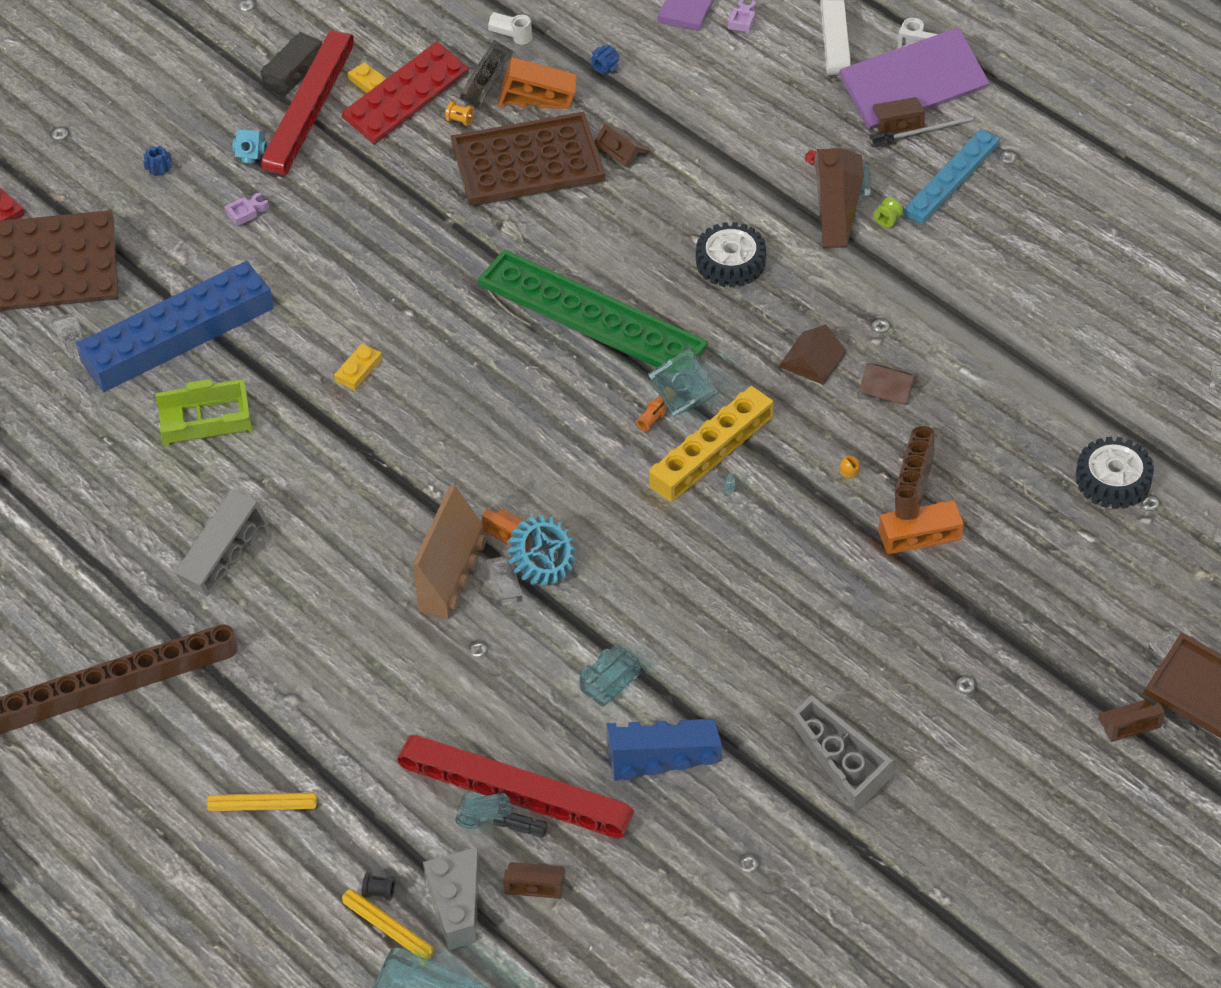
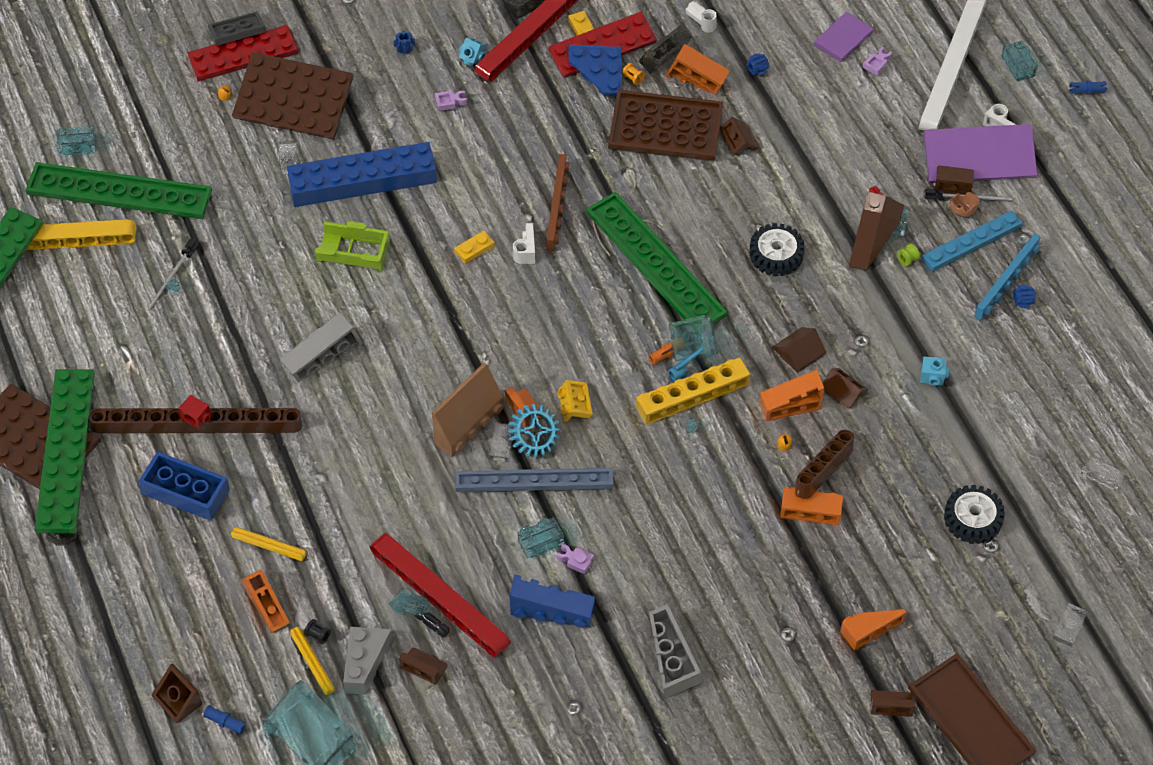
camera: 20 degrees right, 5 degrees up
(94, 670) = (195, 412): none -> red brick
(118, 767) = (184, 486): none -> blue brick
(290, 871) = (265, 600): none -> orange slope
(415, 116) = (598, 66): none -> blue plate
(424, 347) = (524, 248): none -> white plate
(440, 289) = (557, 207): none -> dark orange plate
(566, 610) = (534, 479): none -> sand blue plate
(571, 501) = (574, 400): none -> yellow bracket
(667, 685) = (577, 560): none -> lavender plate
(684, 425) = (679, 371): none -> dark azure plant
(837, 410) = (793, 397): none -> orange wedge
(925, 139) = (964, 205): none -> nougat hair
(985, 329) = (934, 370): none -> medium azure brick
(1015, 208) = (1005, 280): none -> dark azure plate
(1045, 215) = (1024, 296): none -> blue gear
(1059, 639) = (870, 625): none -> orange slope

